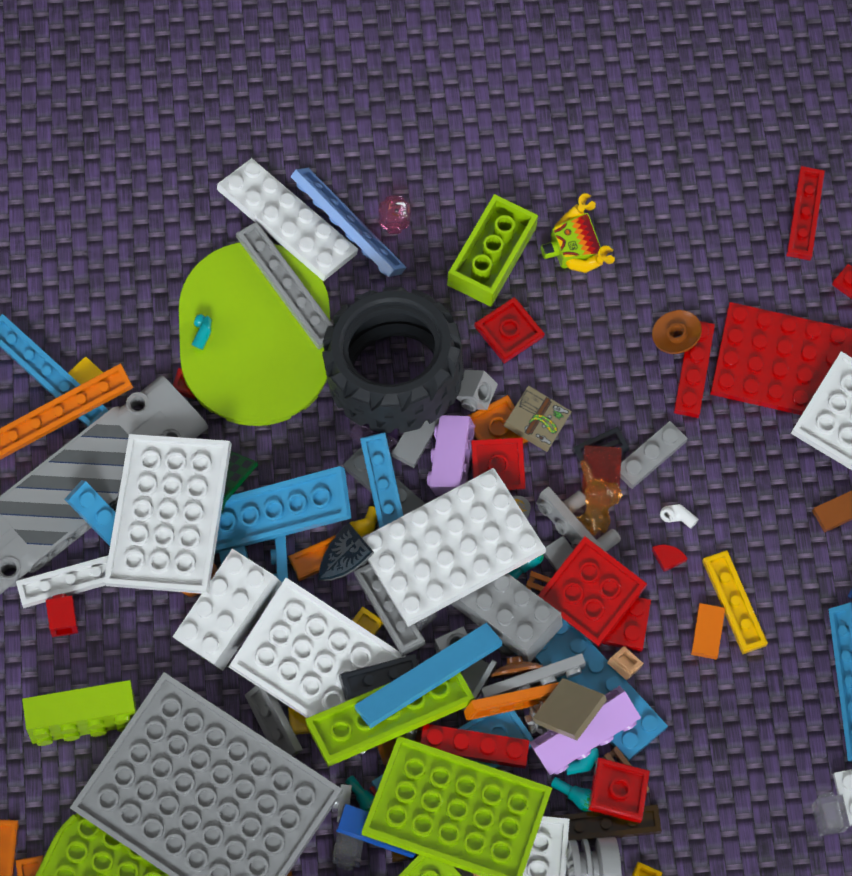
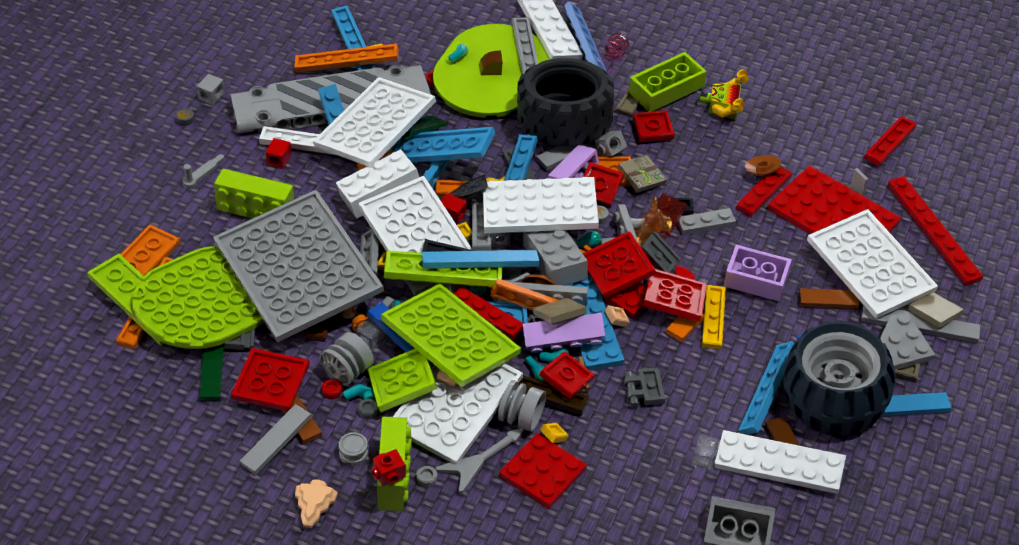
camera: 30 degrees right, 20 degrees down
(255, 330) = (491, 63): none -> reddish brown brick
(325, 836) = (358, 321): none -> orange plate
(336, 594) = (455, 206): none -> red brick
(457, 304) = (627, 105): none -> dark tan tile
(627, 543) = (659, 253): none -> dark grey plate
(678, 513) = (704, 256): white arm -> none
(682, 600) = (675, 295): none -> red plate
(718, 749) = (650, 384): none -> dark grey plate
(758, 514) = (757, 273): none -> lavender brick
(802, 305) = (858, 182): none -> light grey bracket

